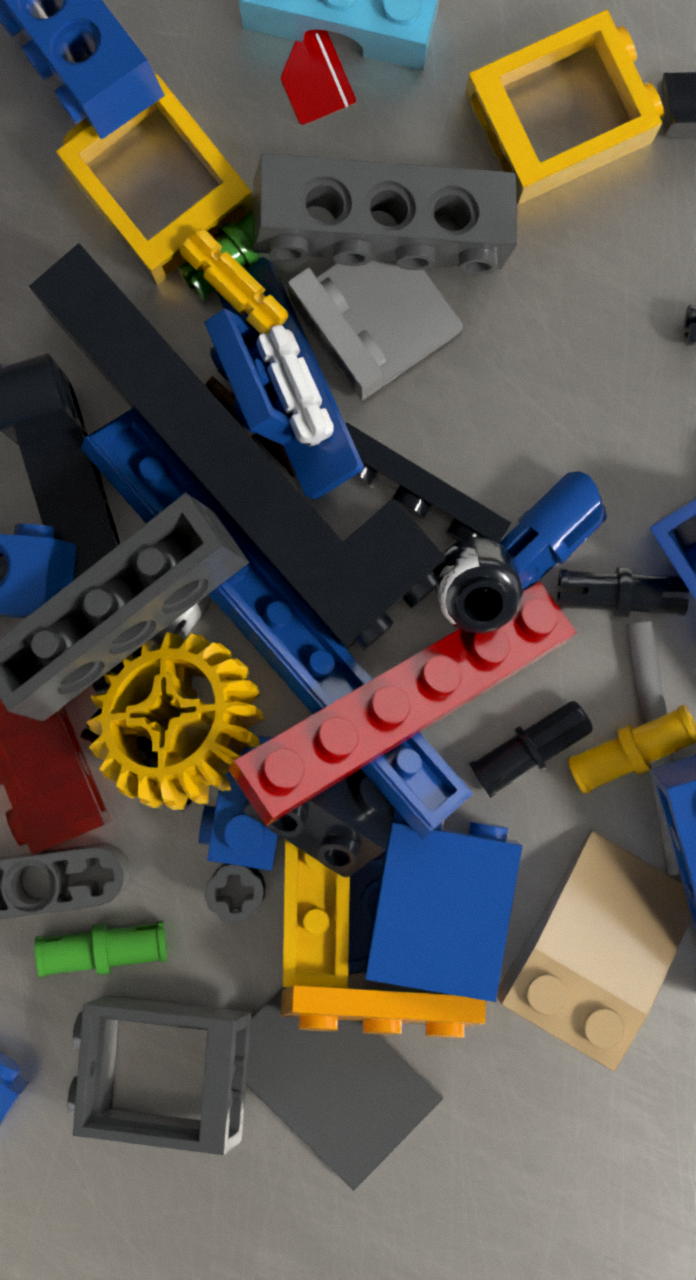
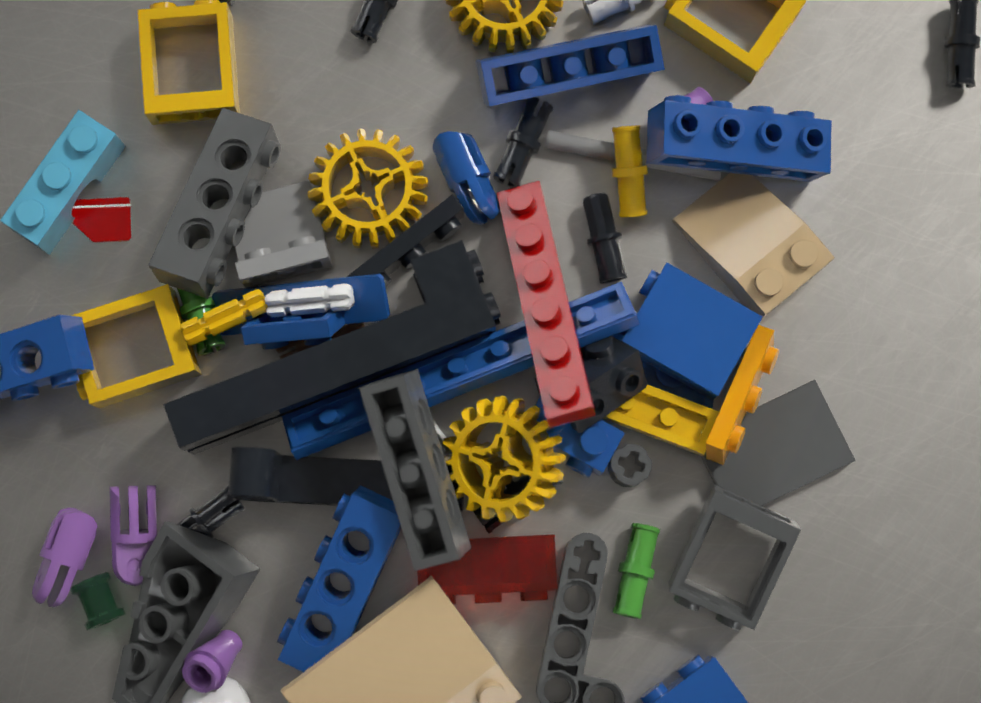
camera: 70 degrees left, 5 degrees down
(478, 585) = (487, 228): black head -> none
(519, 369) = (350, 198): none -> yellow gear

